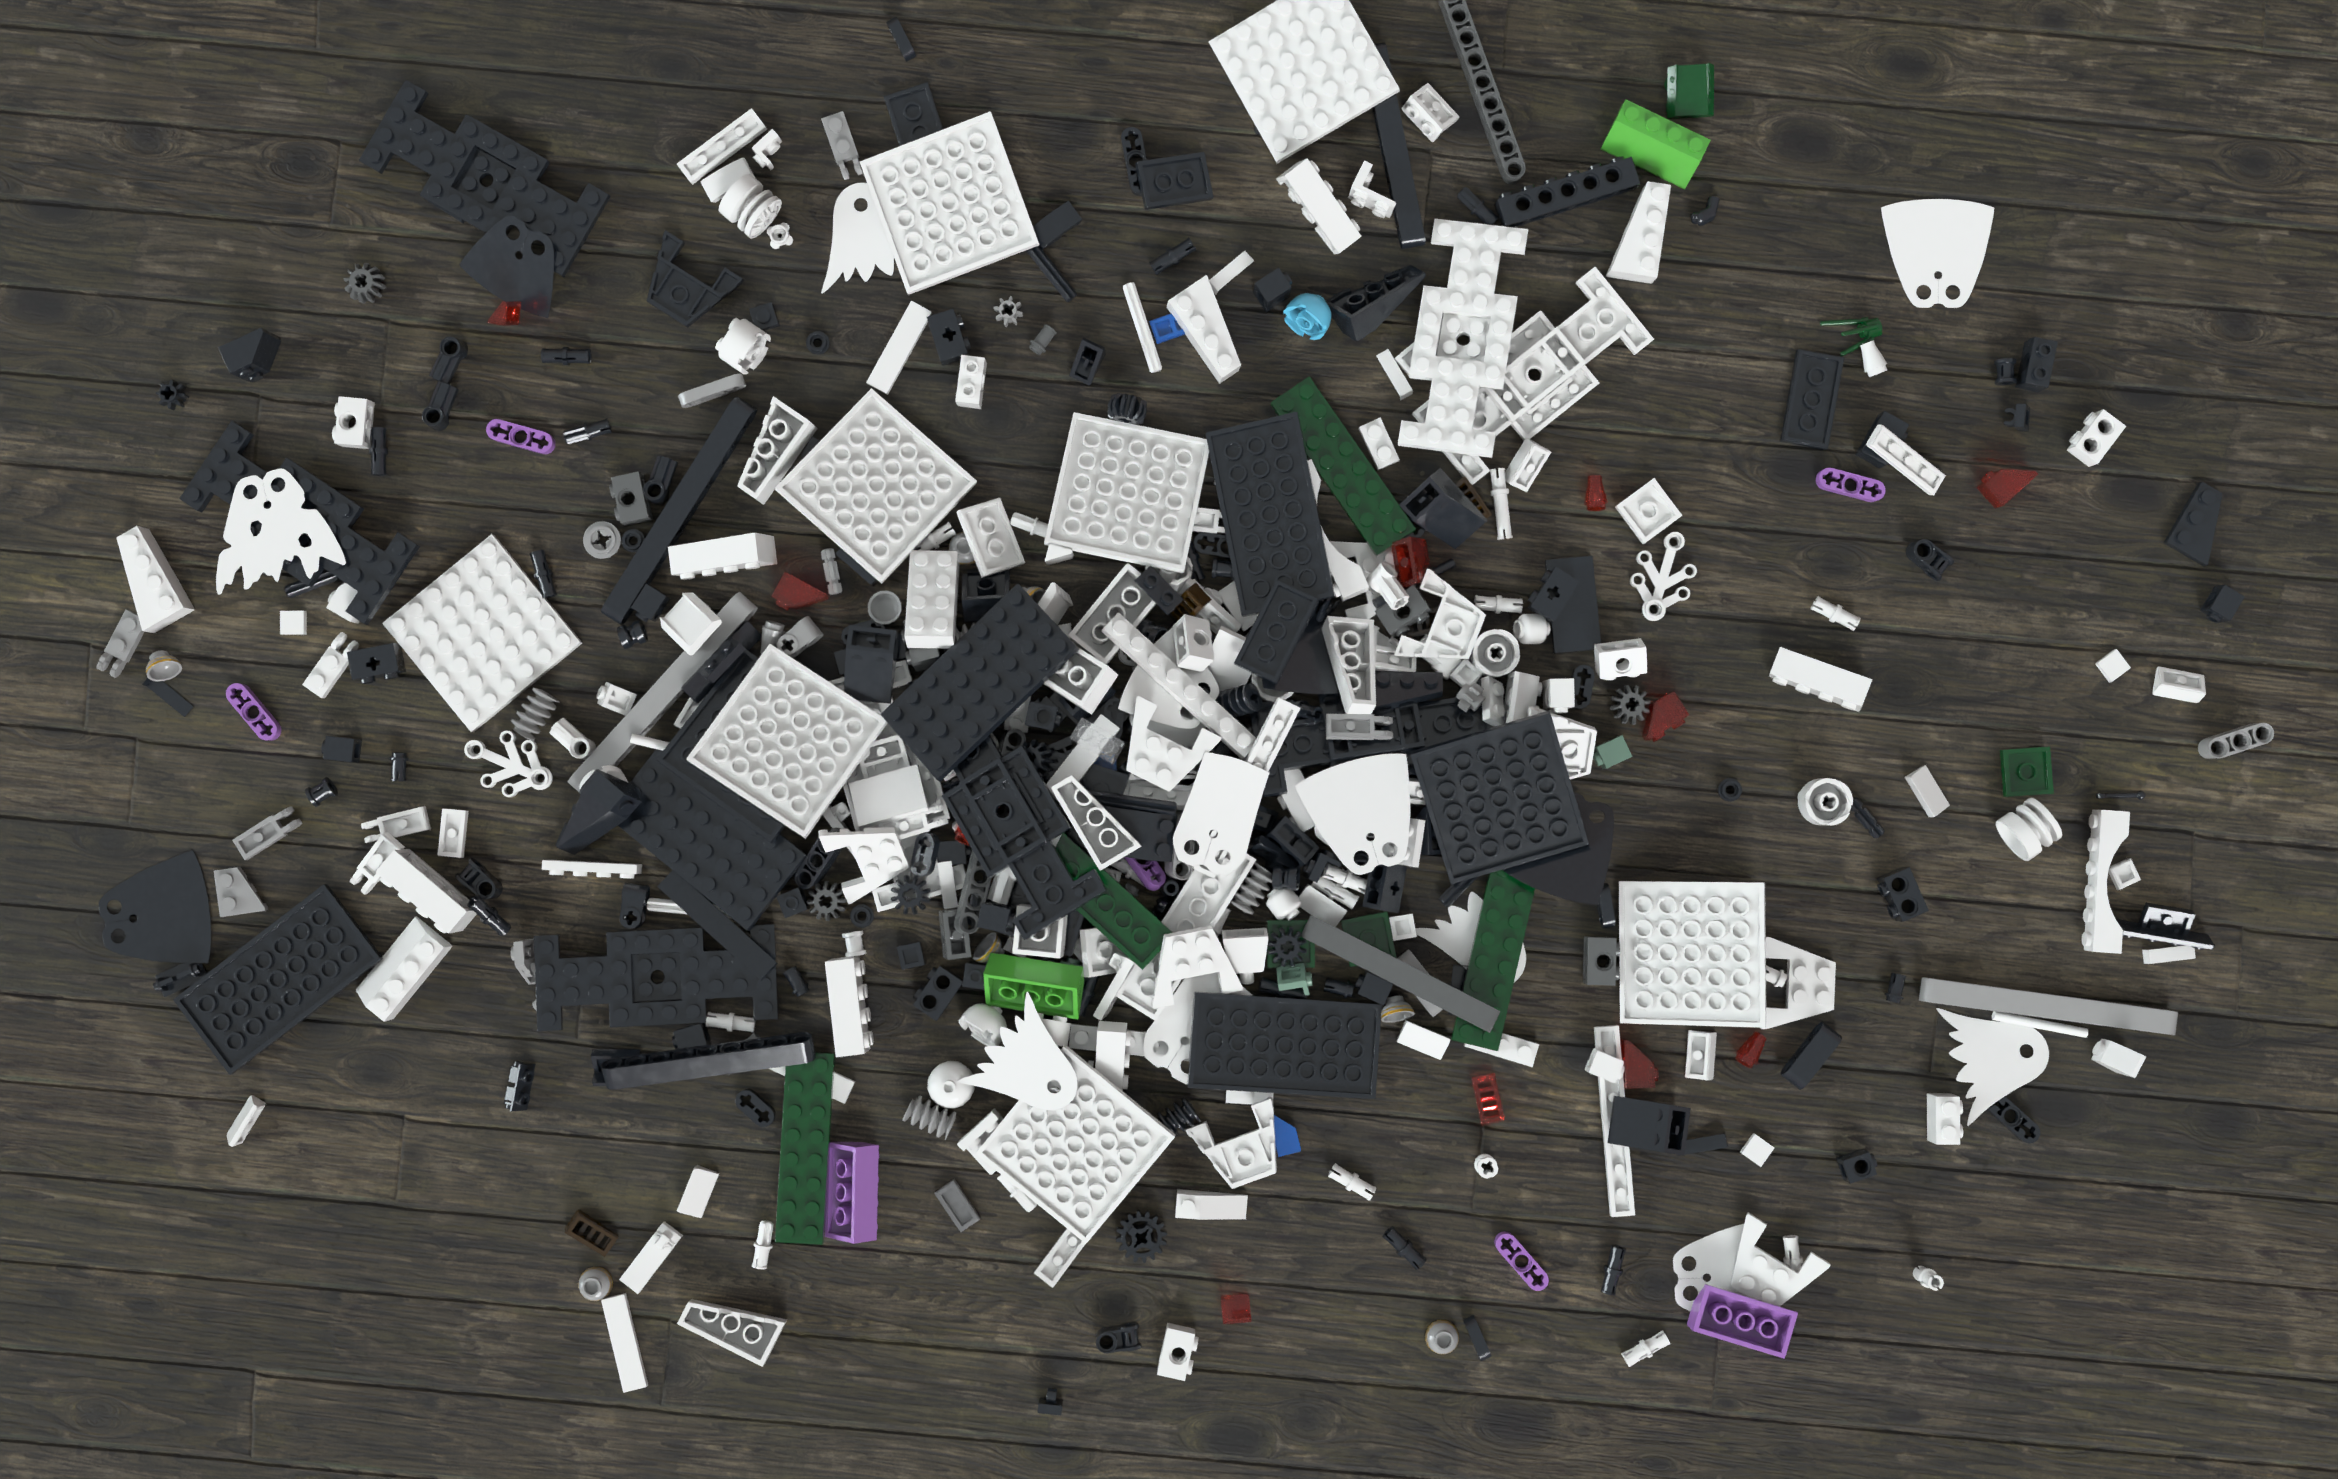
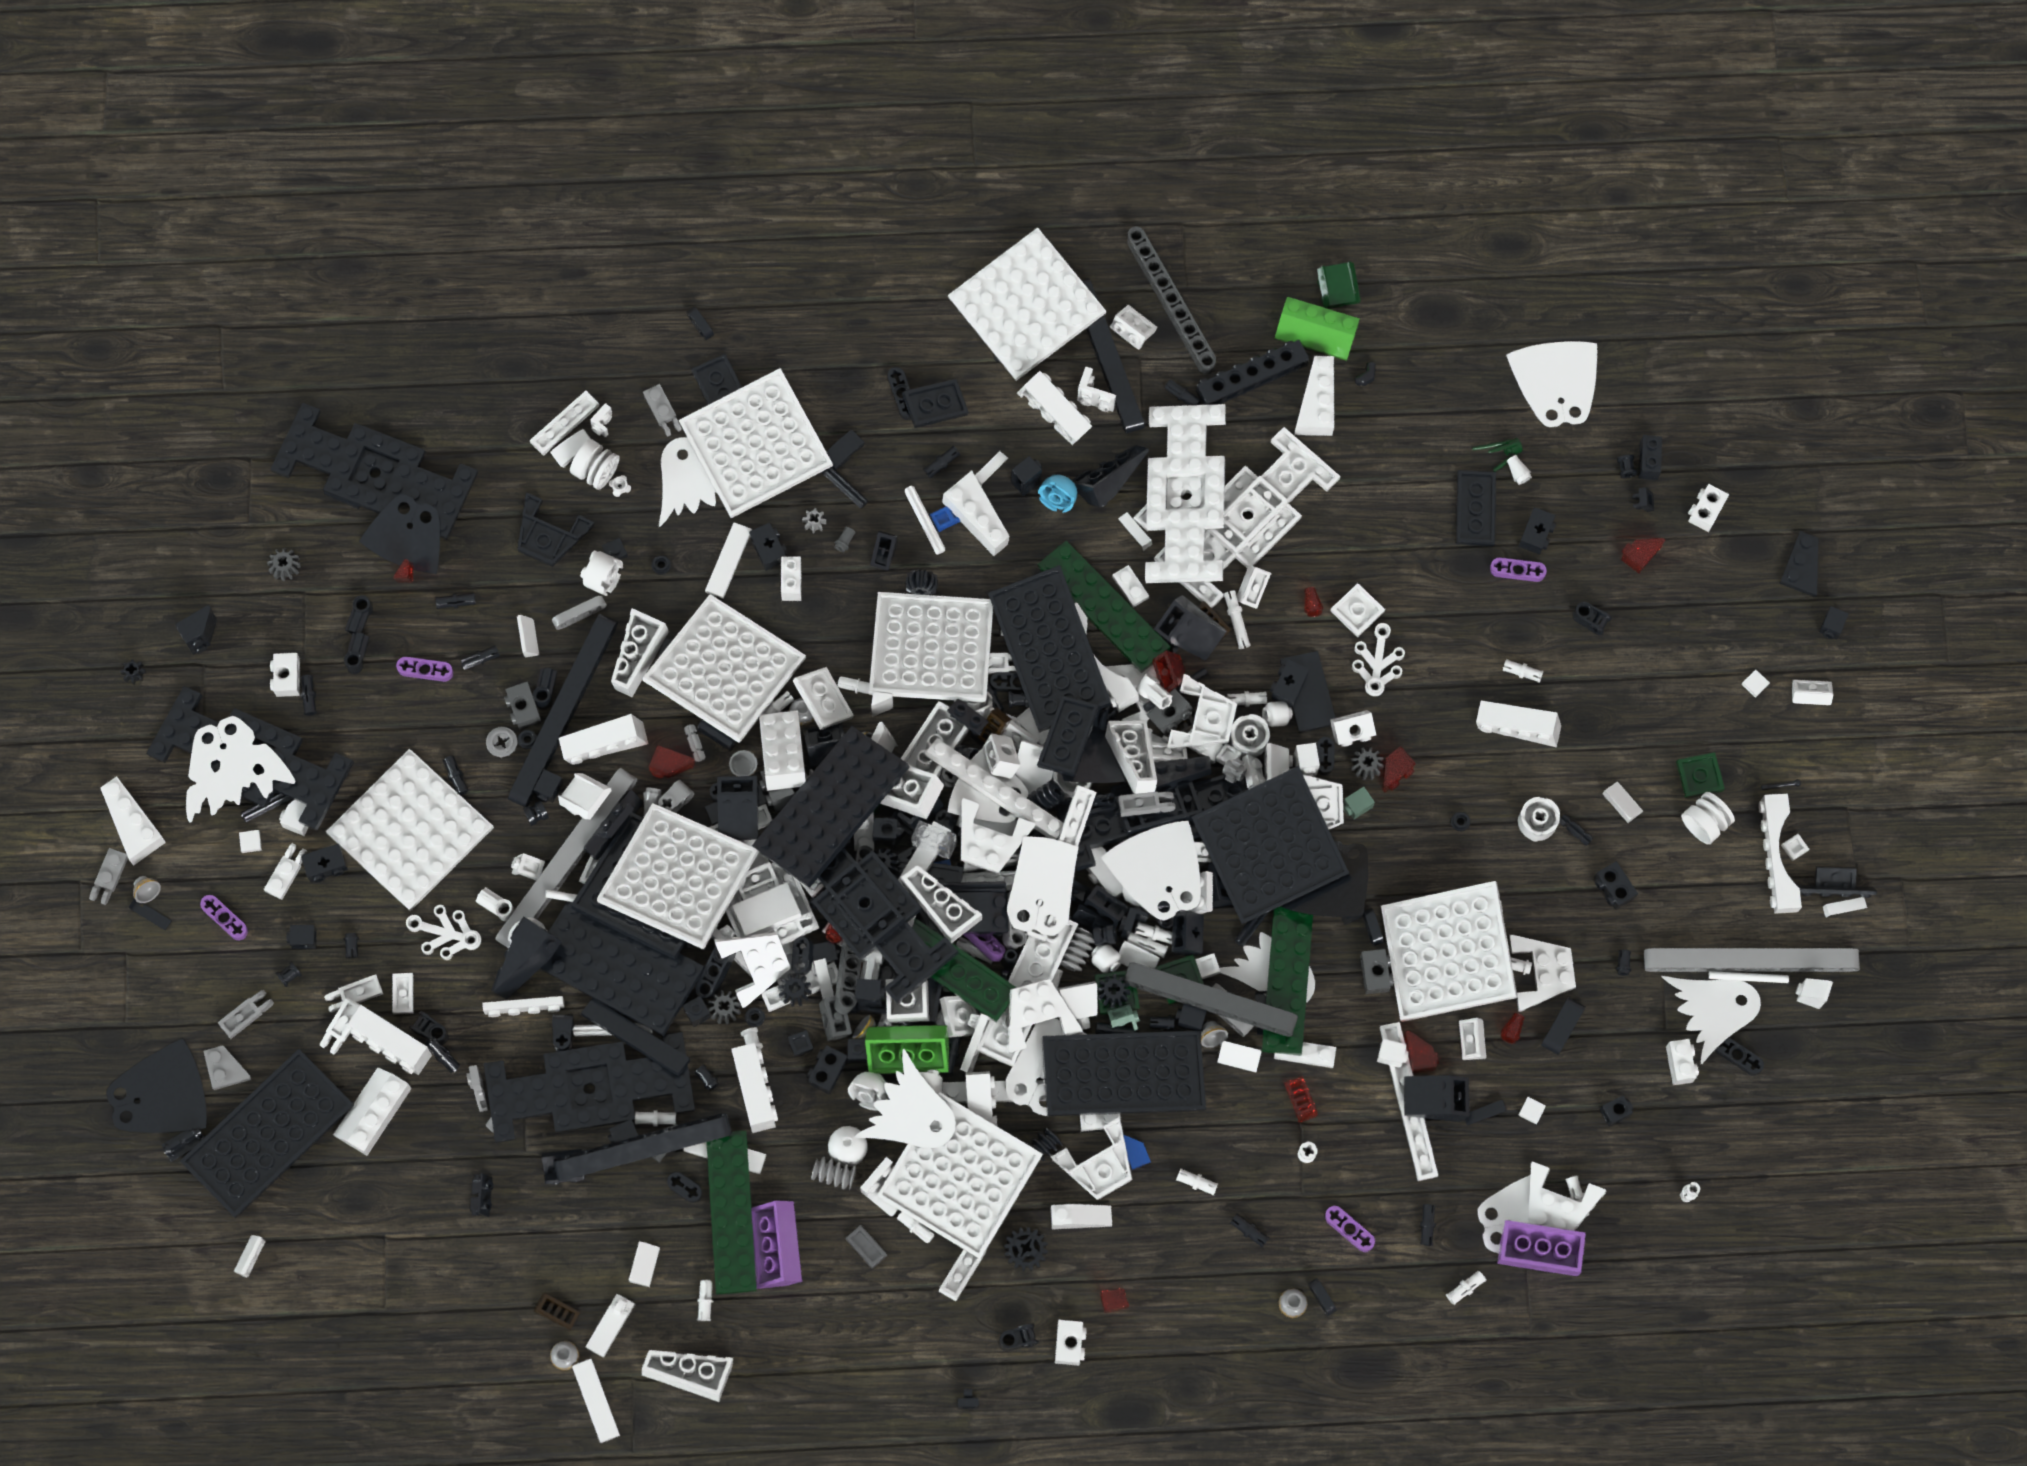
camera: 10 degrees left, 15 degrees down
(534, 713) = (460, 886): light grey piece -> none
(647, 412) = (528, 636): none -> white slope
(1905, 459) = (1557, 542): white tile -> none
(2246, 737) = (1871, 722): light grey beam -> none

